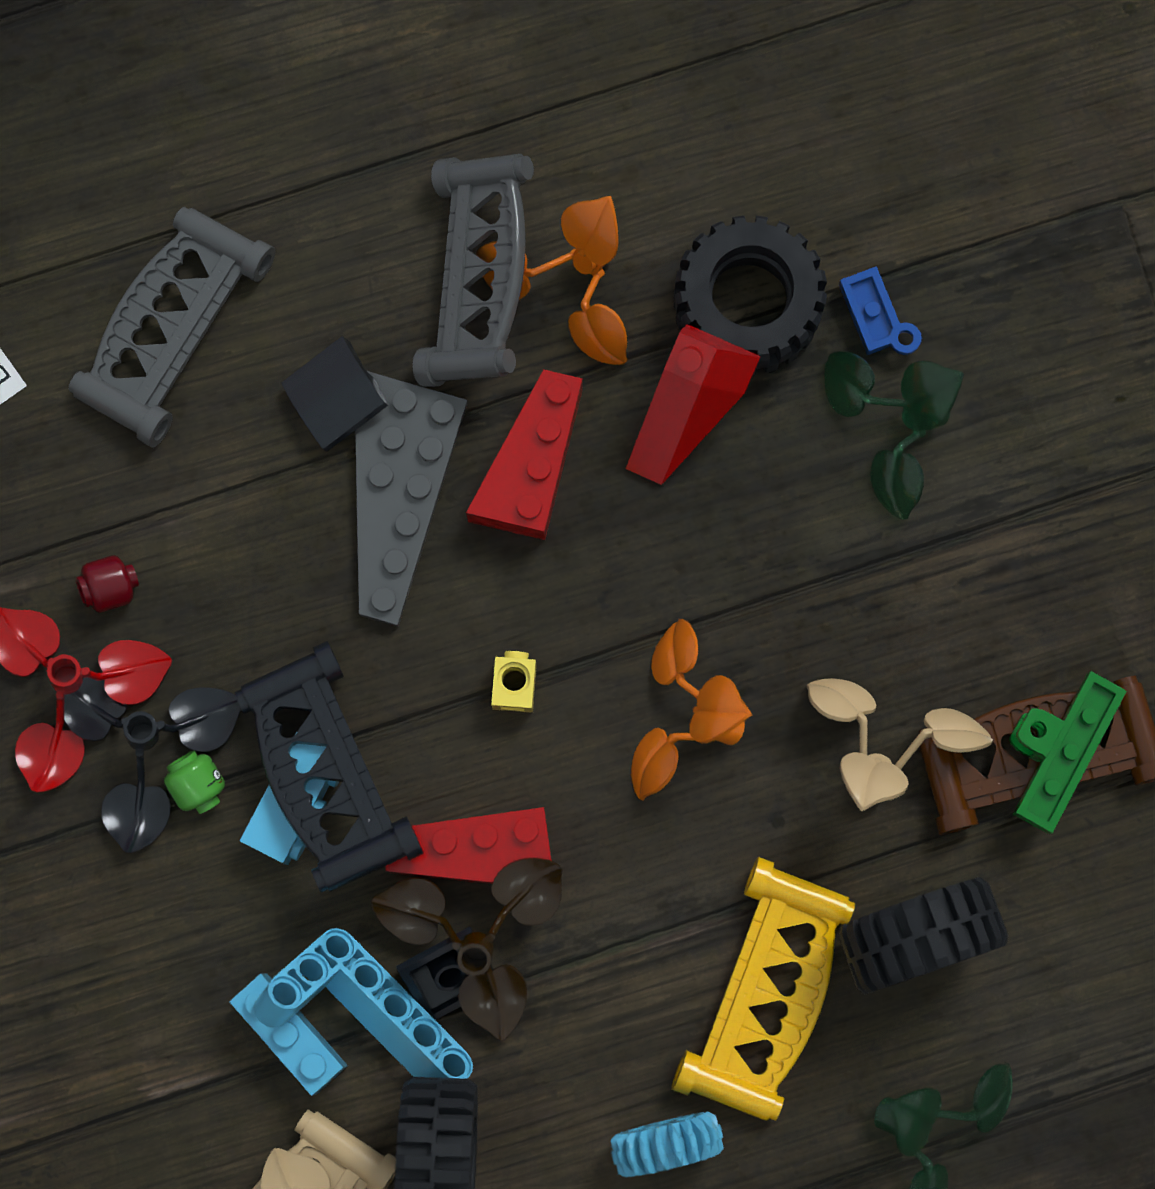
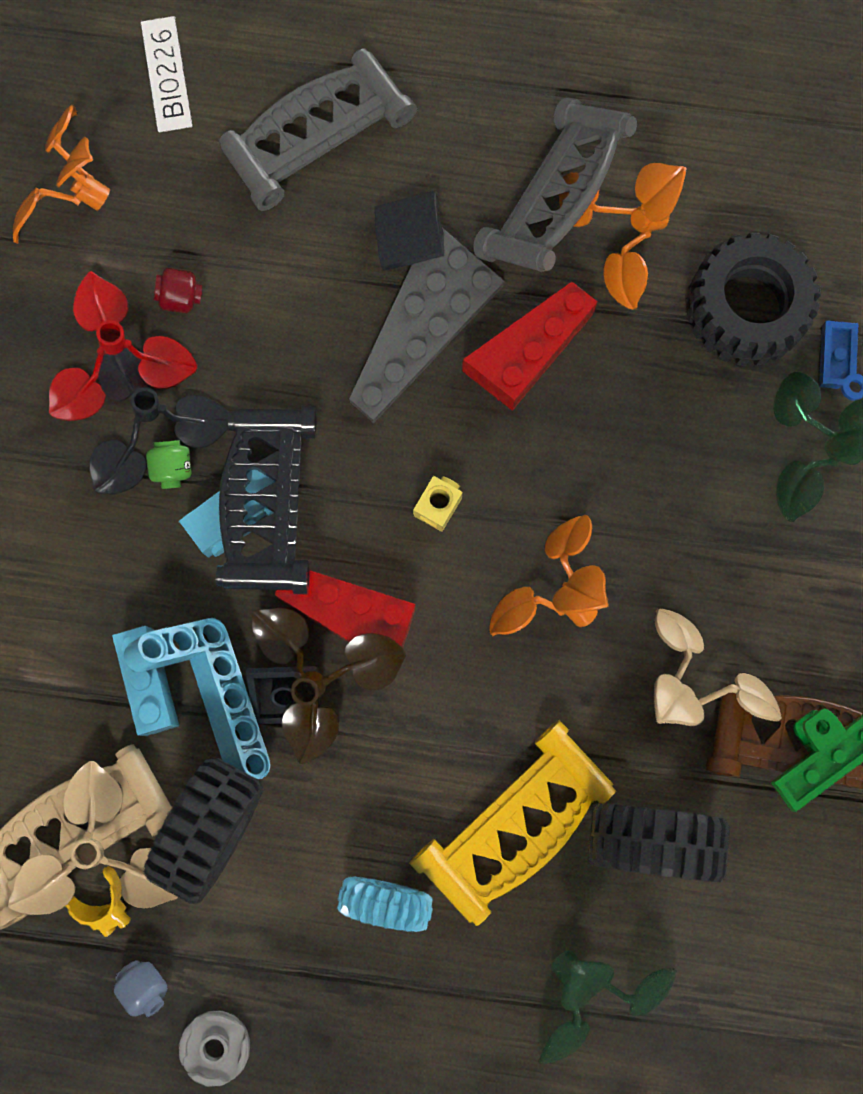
camera: 25 degrees right, 0 degrees up
(693, 394) = (676, 350): red wedge -> none

